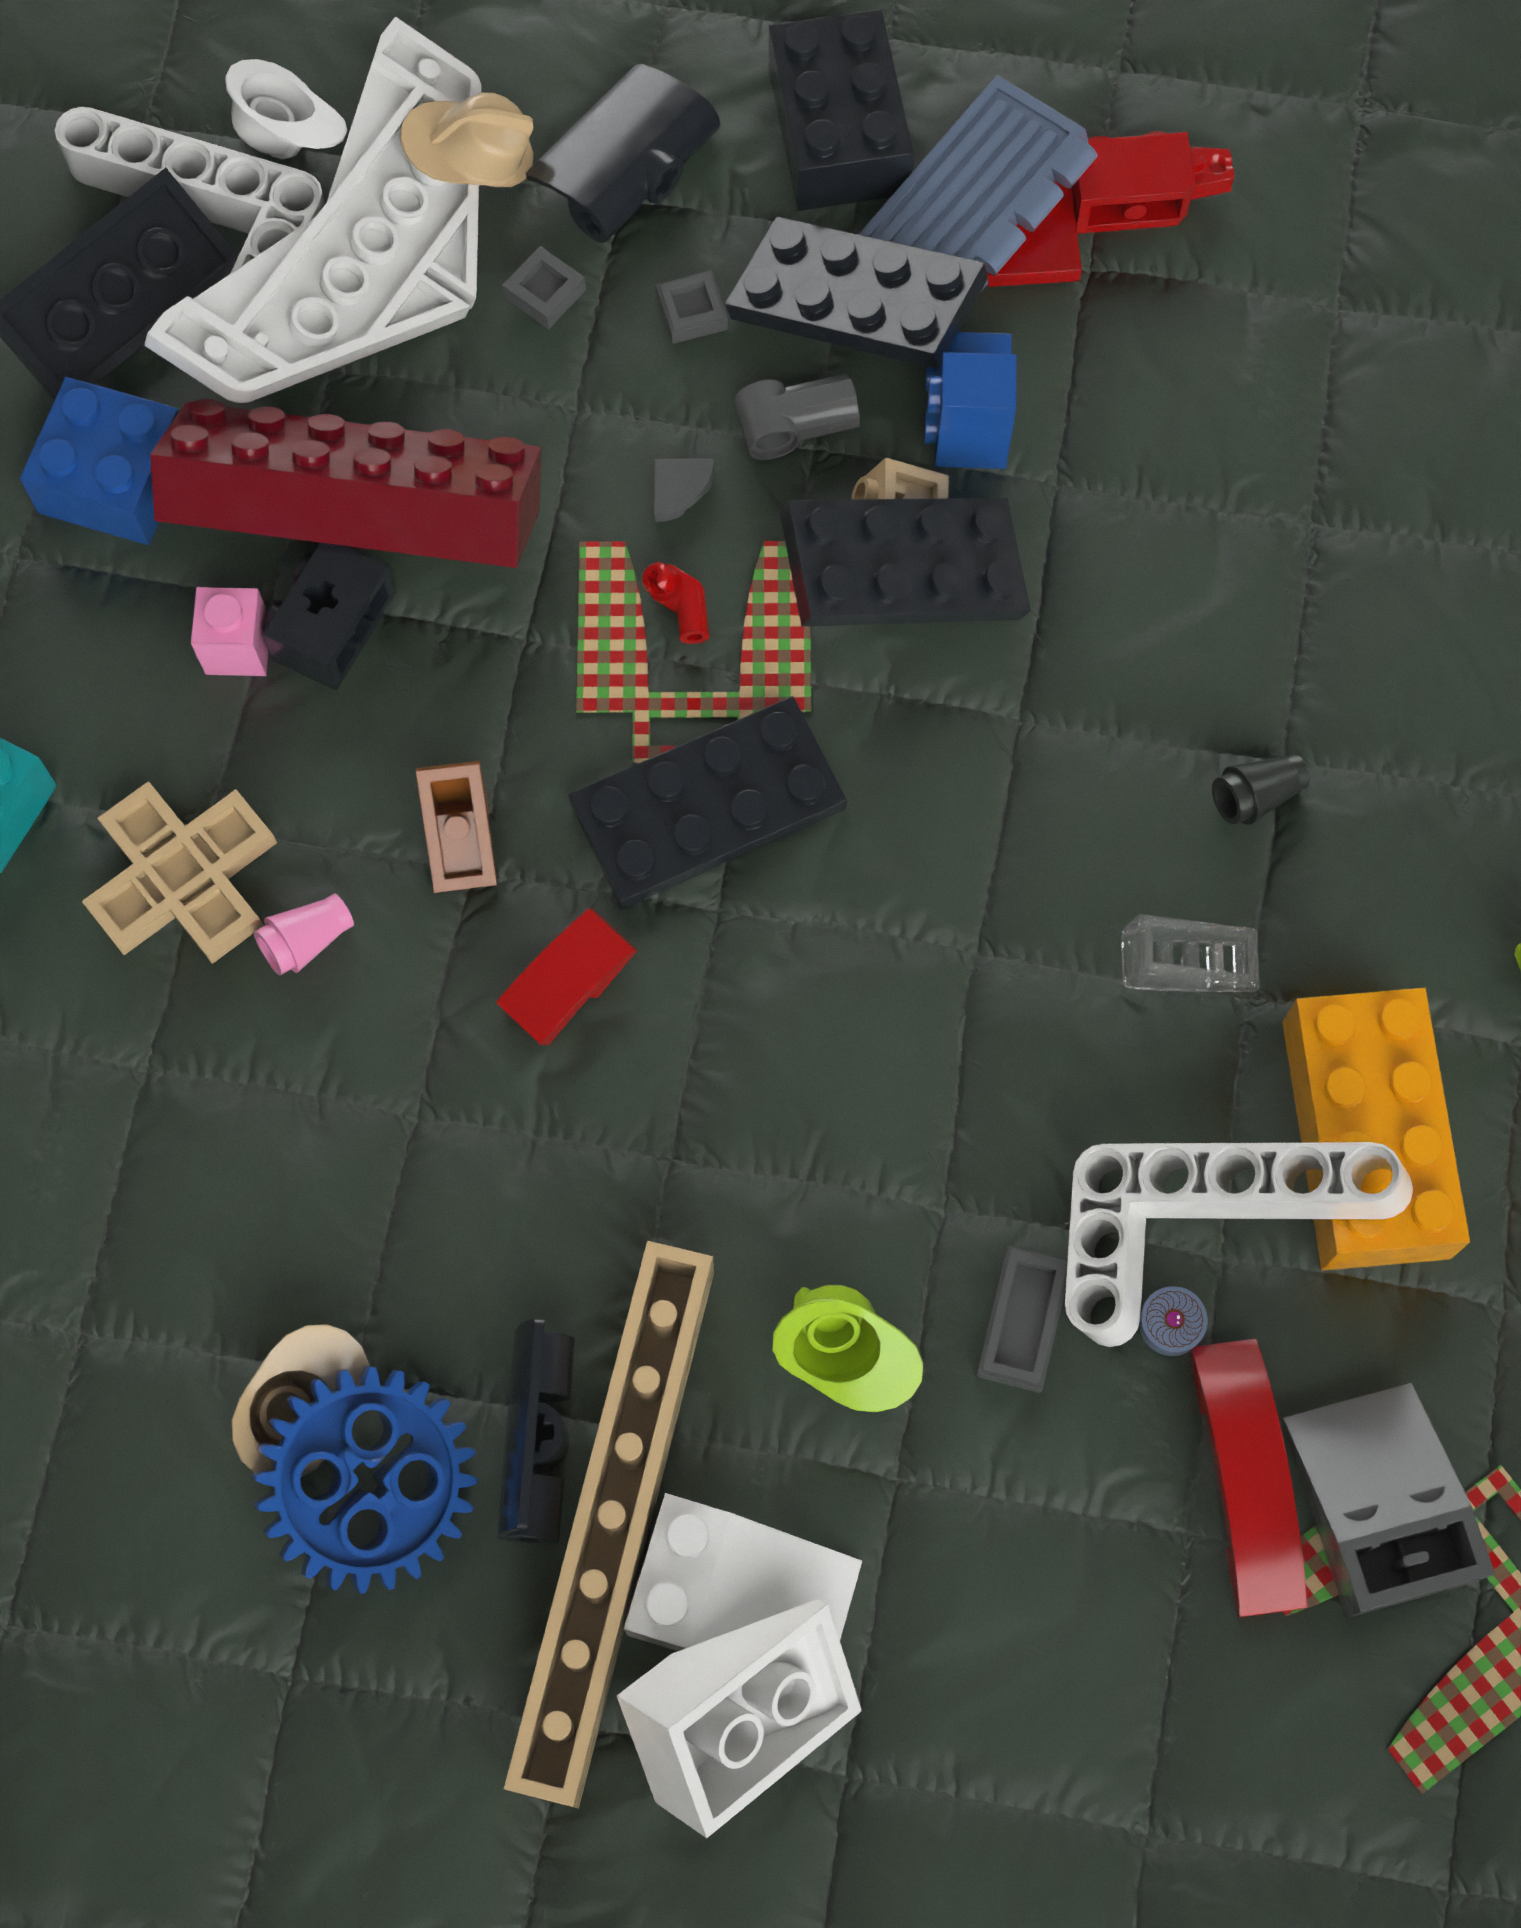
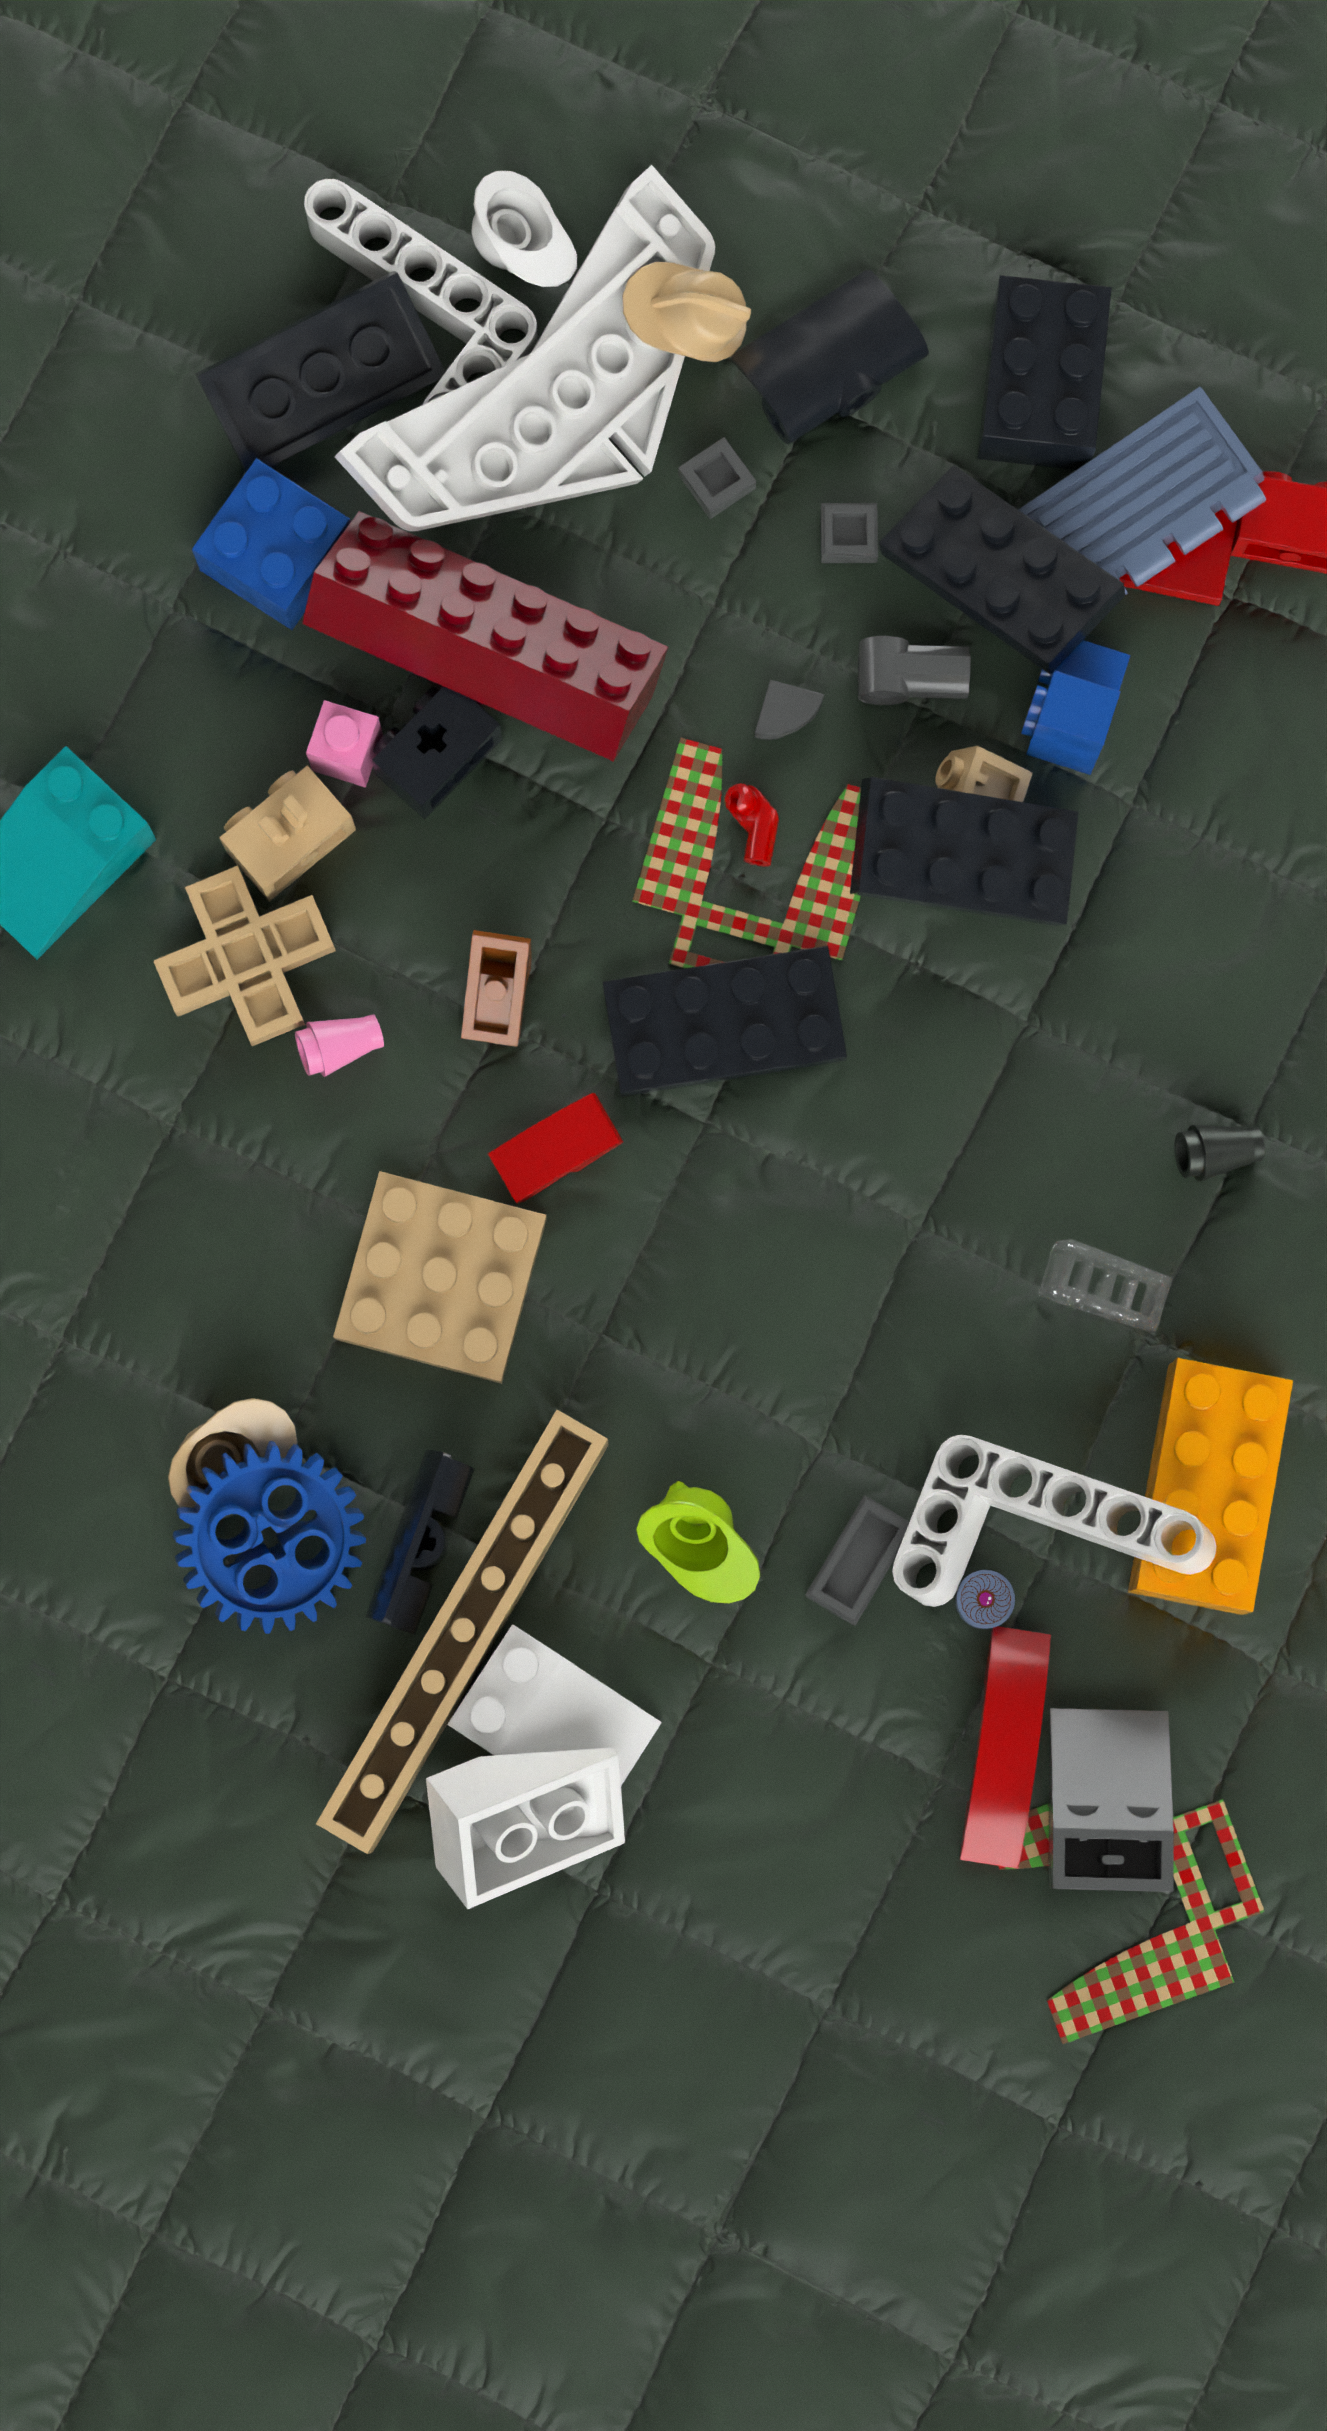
camera: 15 degrees right, 10 degrees up
(193, 735) = (286, 831): none -> tan brick
(480, 1148) = (440, 1277): none -> tan plate

